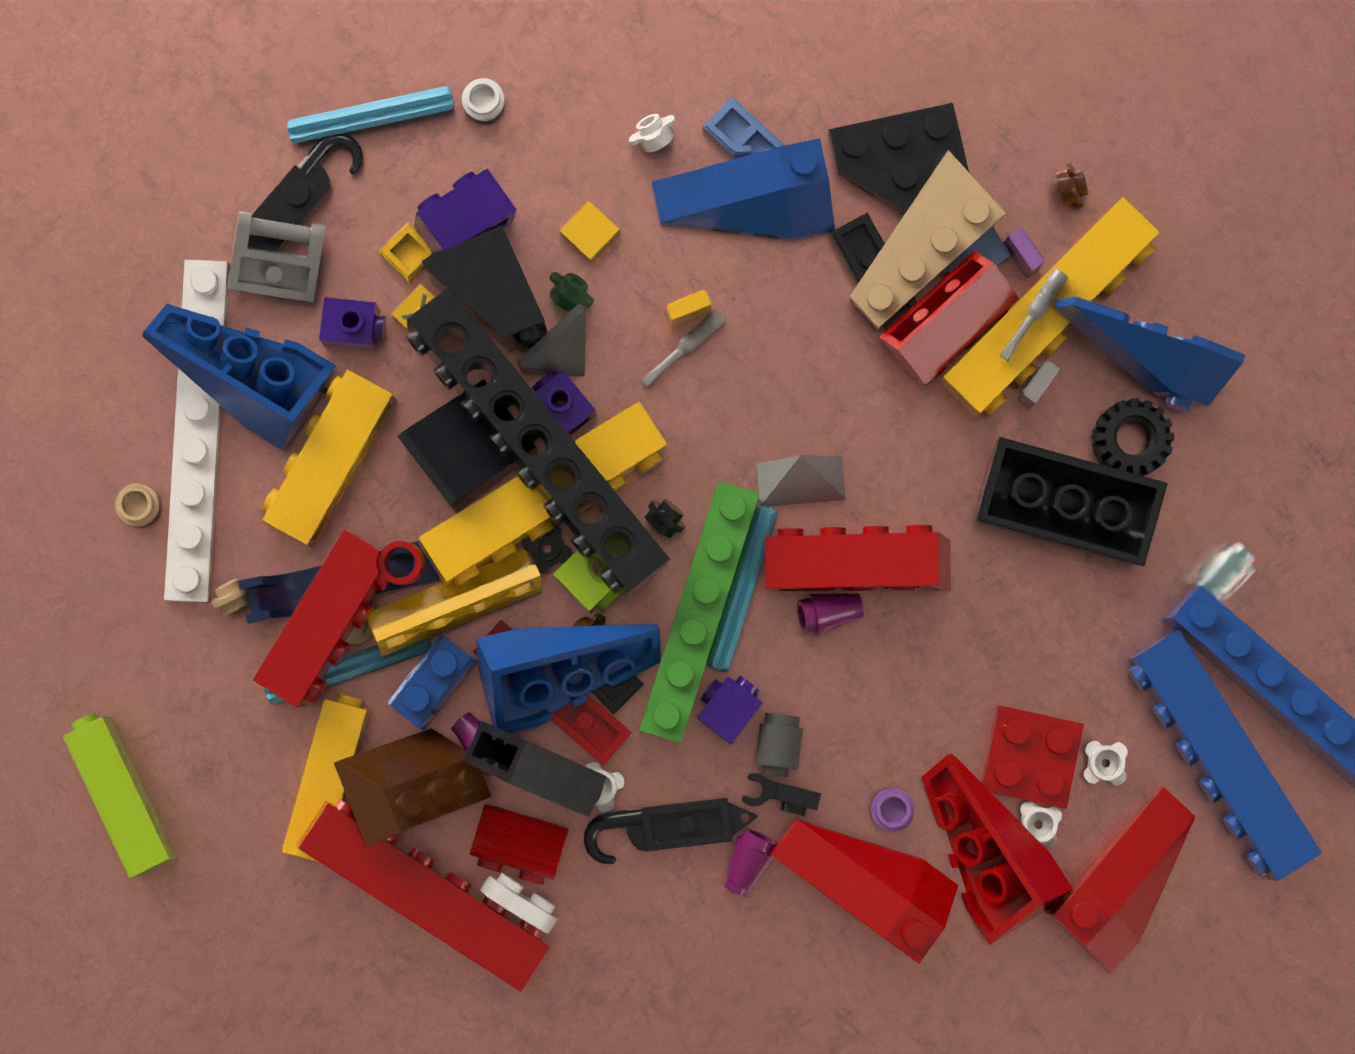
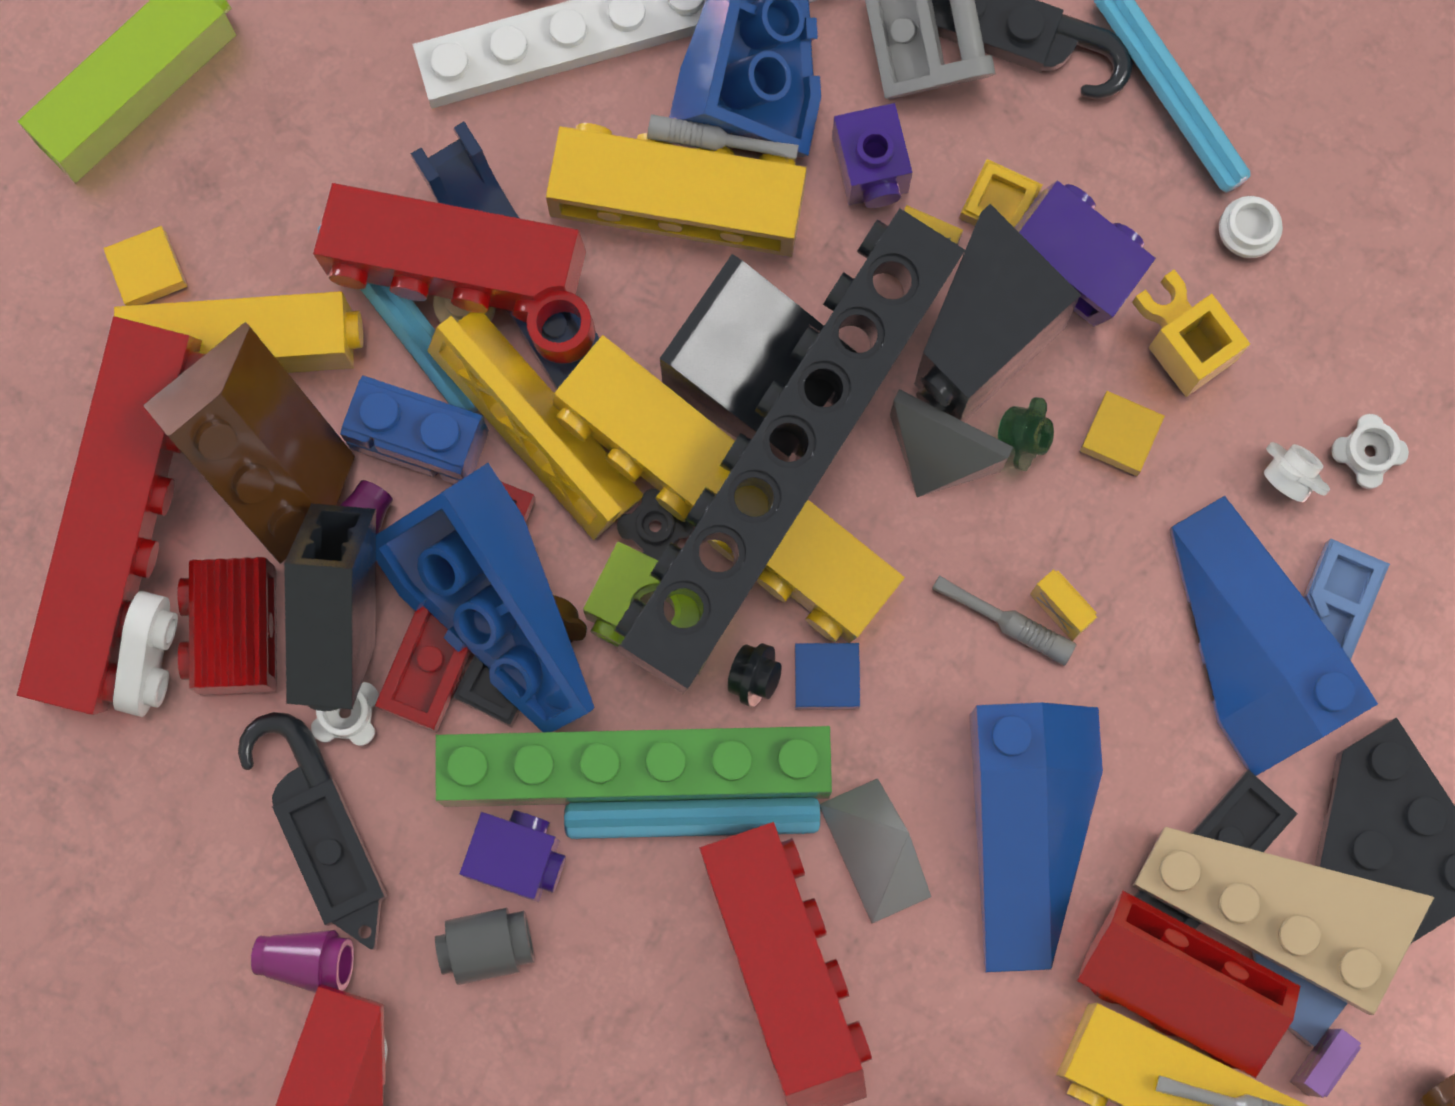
camera: 75 degrees right, 5 degrees down
(230, 597) = (440, 124): tan plate -> none
(254, 826) = (145, 267): none -> yellow tile
(305, 423) = (712, 137): none -> light grey piece
(548, 163) = (1193, 340): none -> yellow brick
(564, 401) = (863, 476): dark purple brick -> none
(656, 68) = (1385, 441): none -> white plate
(681, 472) = (827, 676): none -> blue tile
(793, 798) = (415, 992): black plate -> none
(810, 375) = (1033, 808): none -> blue wedge
(828, 611) = (700, 953): magenta cone -> none

